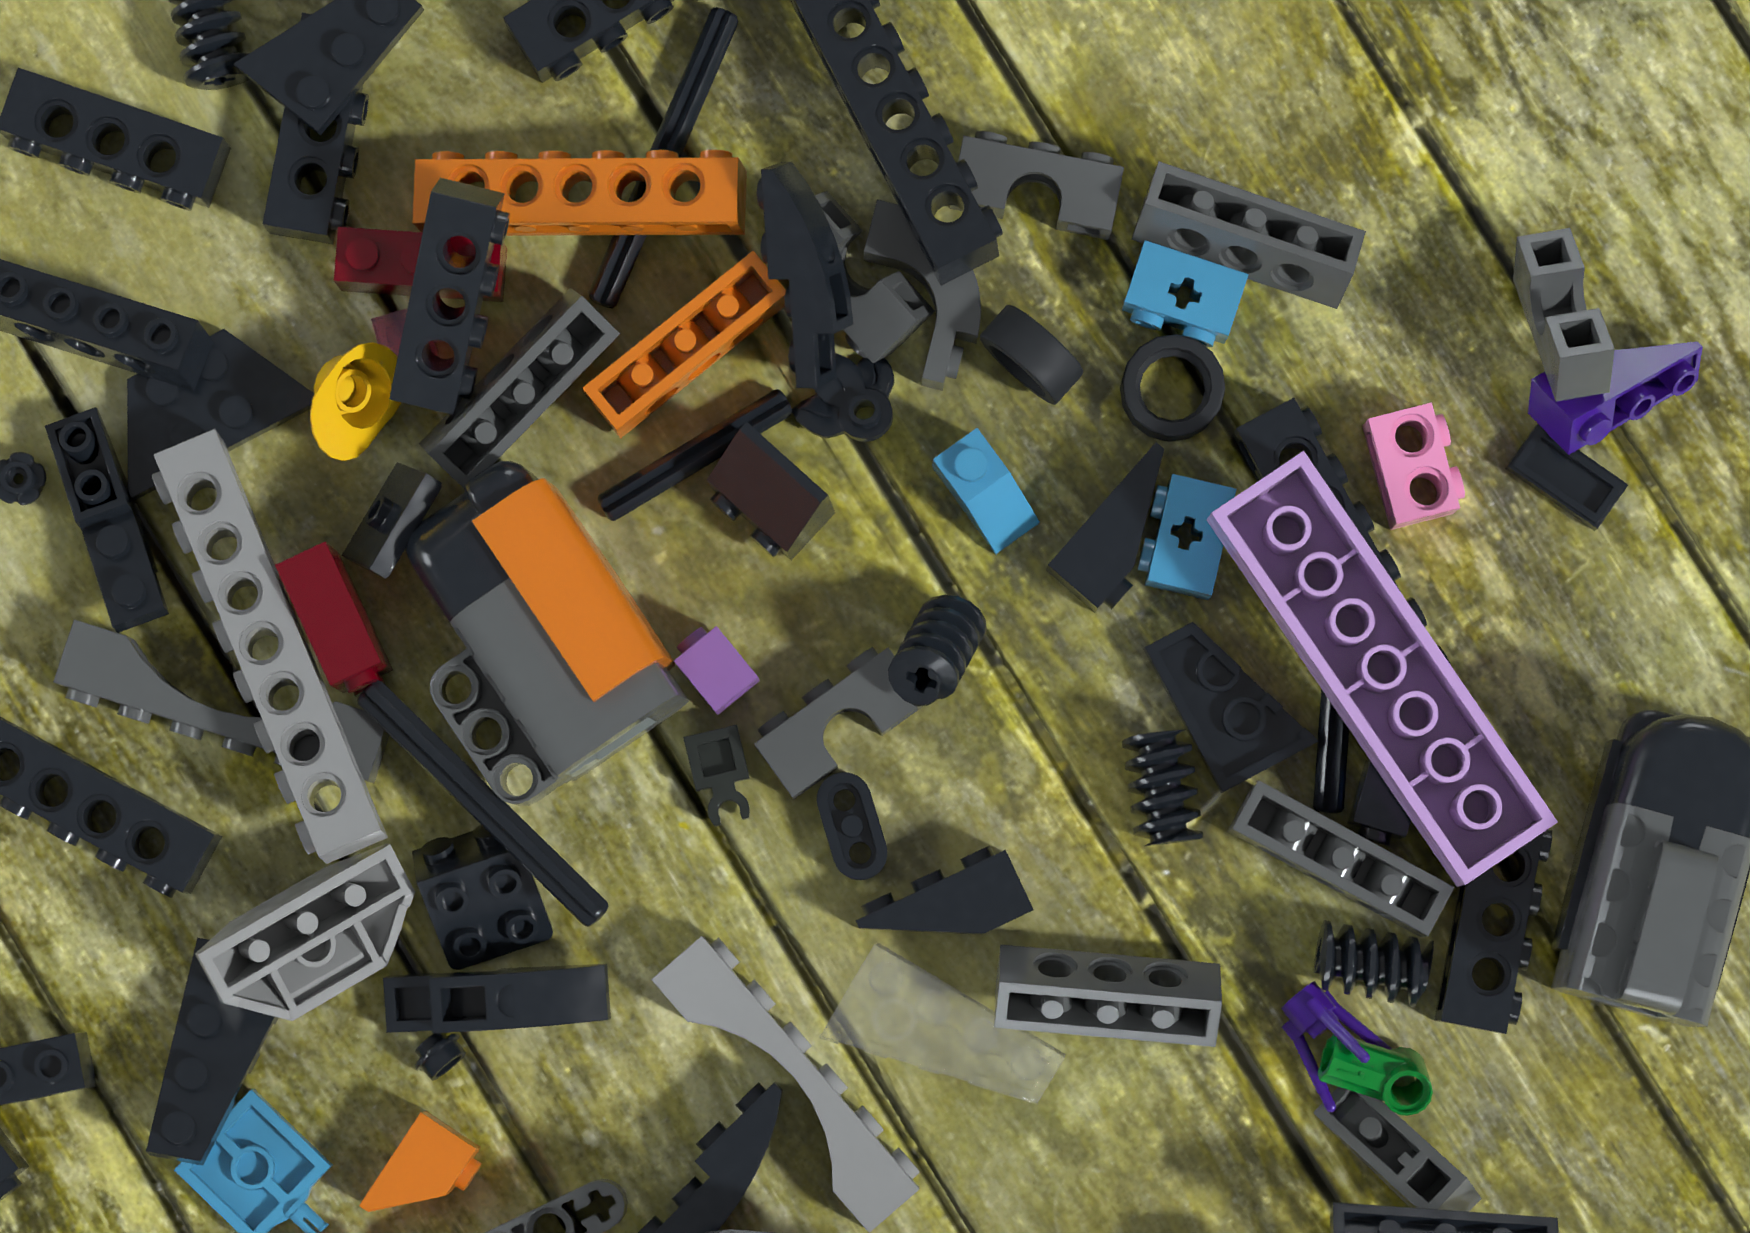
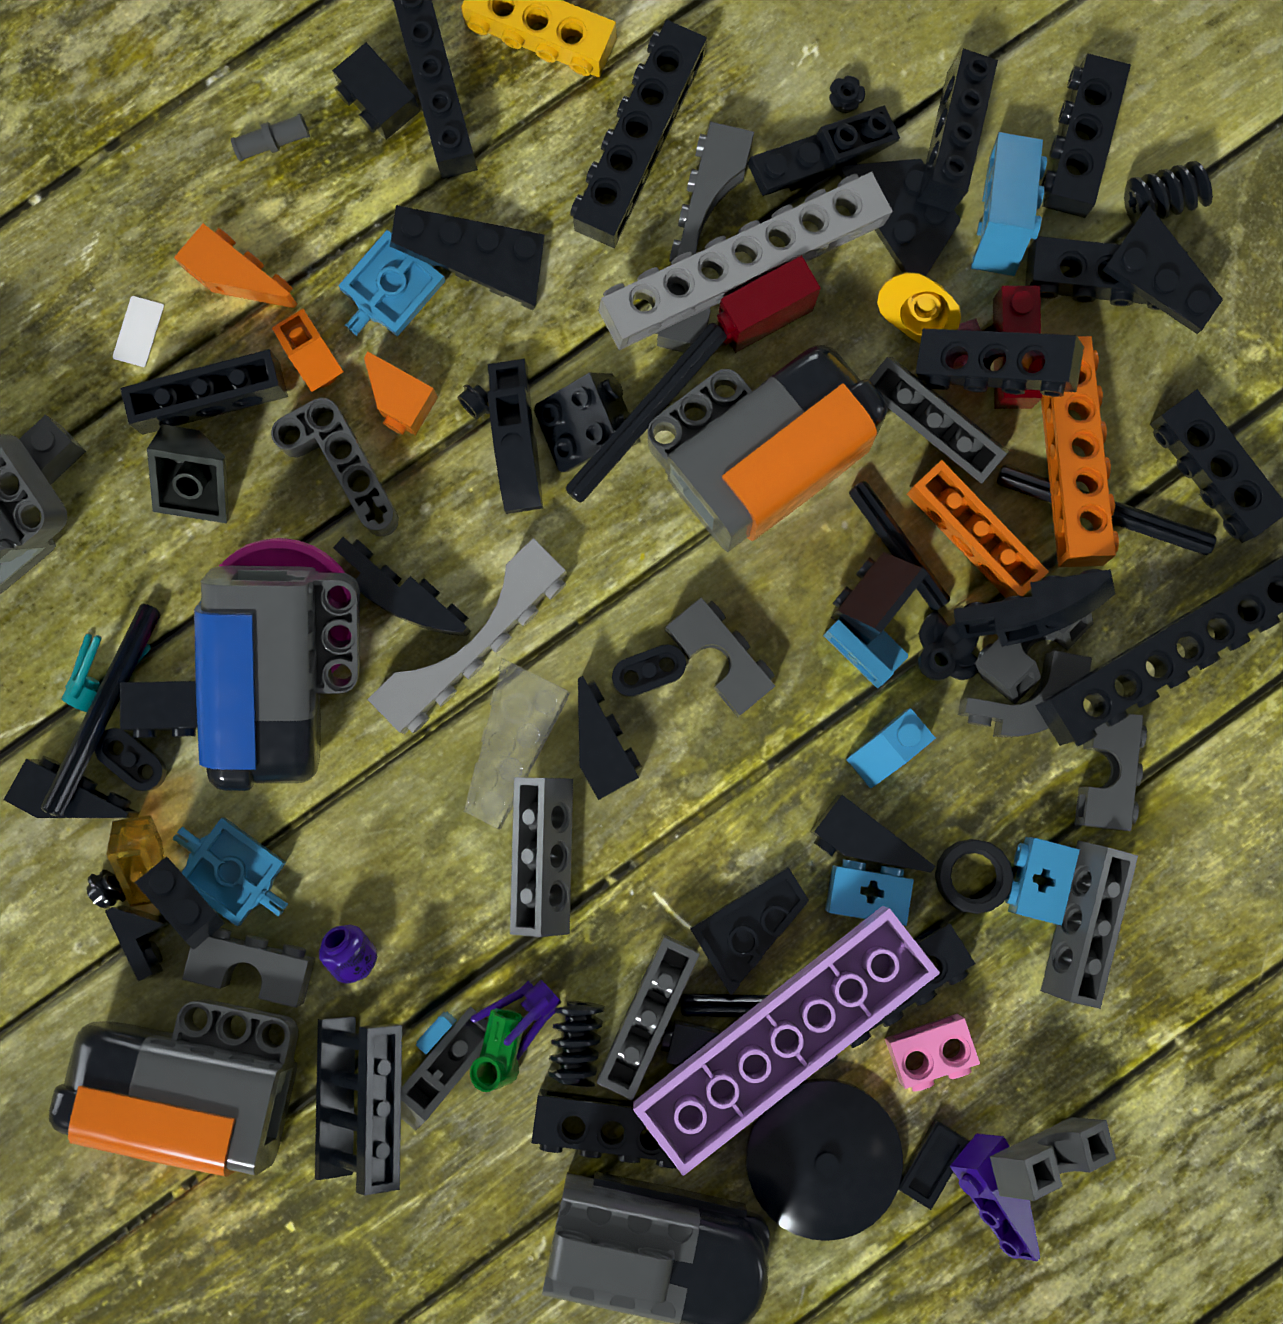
camera: 85 degrees right, 0 degrees up
(206, 256) = (1010, 203): none -> dark azure wedge
(311, 937) = (546, 304): light grey wedge -> none
(392, 519) = (839, 338): black plate -> none
(715, 668) = (751, 567): medium lavender brick -> none
(717, 764) = (686, 576): pearl dark grey plate -> none
(857, 502) = (875, 660): none -> dark azure panel
(937, 650) = (775, 719): black piece -> none
(1031, 354) = (990, 774): black tyre -> none
(1162, 788) = (690, 885): black piece -> none
(1346, 1162) = (435, 1032): none -> dark azure tile
(1552, 627) = (824, 1160): none -> black dish

